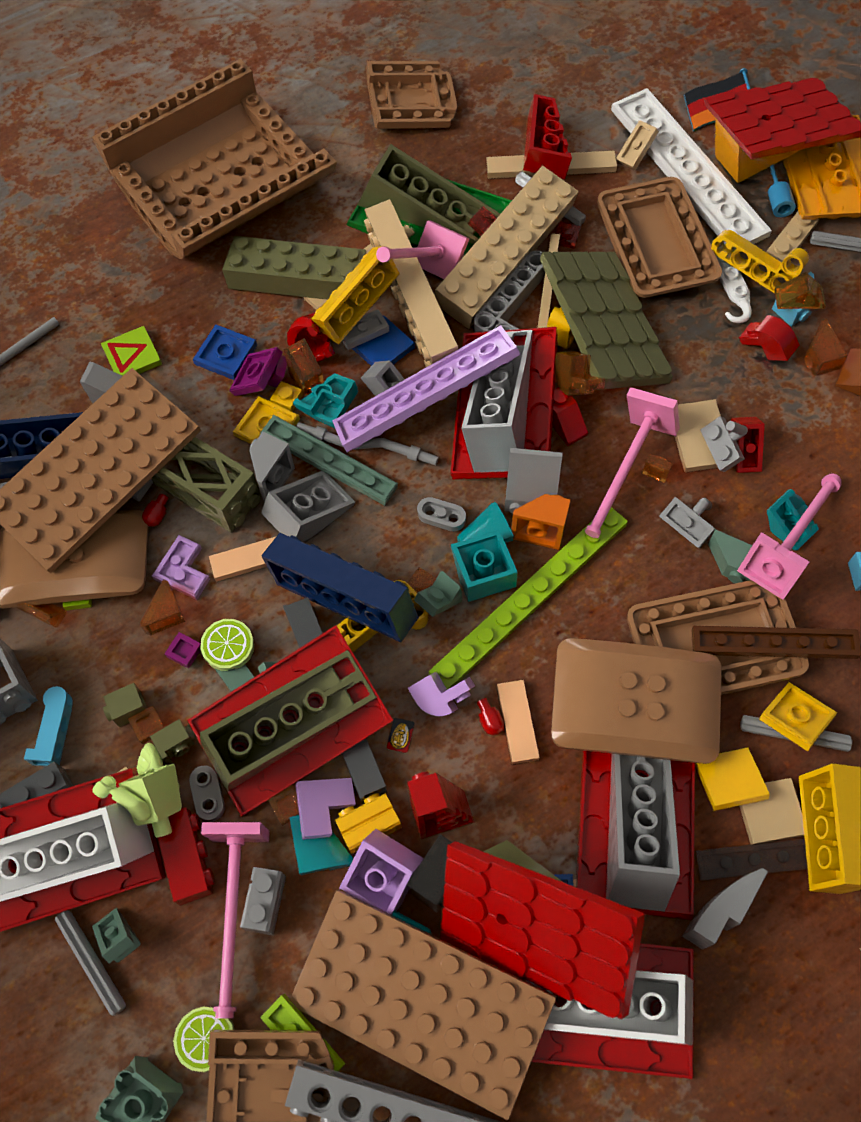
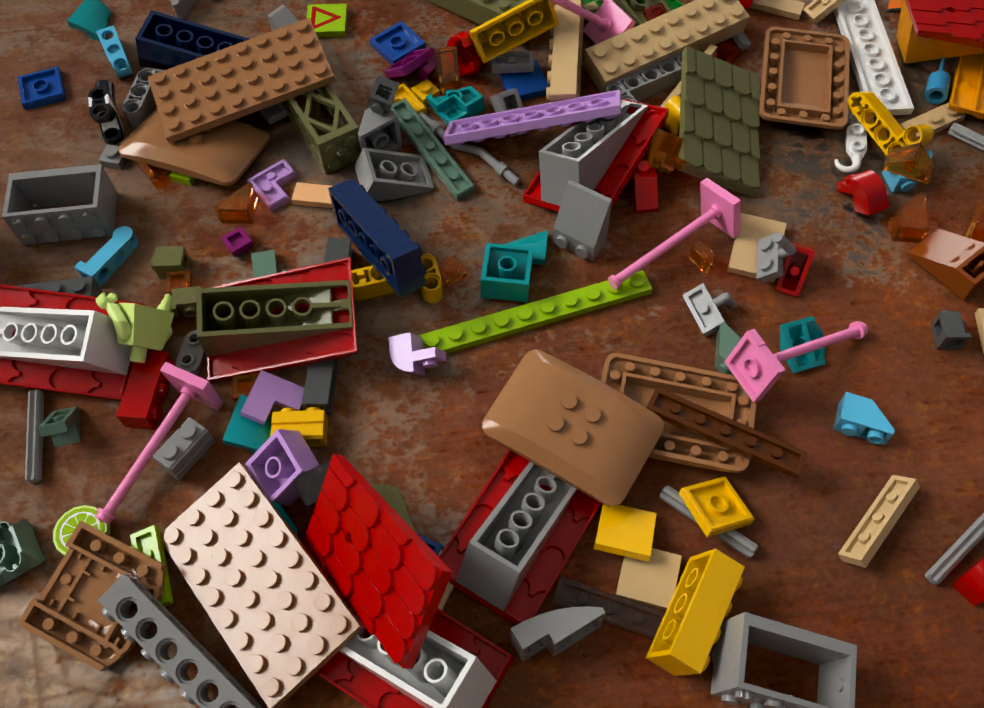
camera: 25 degrees right, 5 degrees down
(155, 511) = (276, 135): red cylinder -> none
(227, 644) = (270, 249): tile -> none
(267, 421) = (382, 95): none -> dark grey brick
(400, 735) = (367, 376): sticker -> none
(437, 804) = (354, 430): red wedge -> none
(440, 596) = (456, 280): sand green slope -> none
(442, 514) = (499, 222): light grey plate -> none
(490, 718) = (446, 393): red cylinder -> none
(517, 722) = (467, 406): light nougat tile -> none
(541, 521) = (573, 255): orange slope -> none

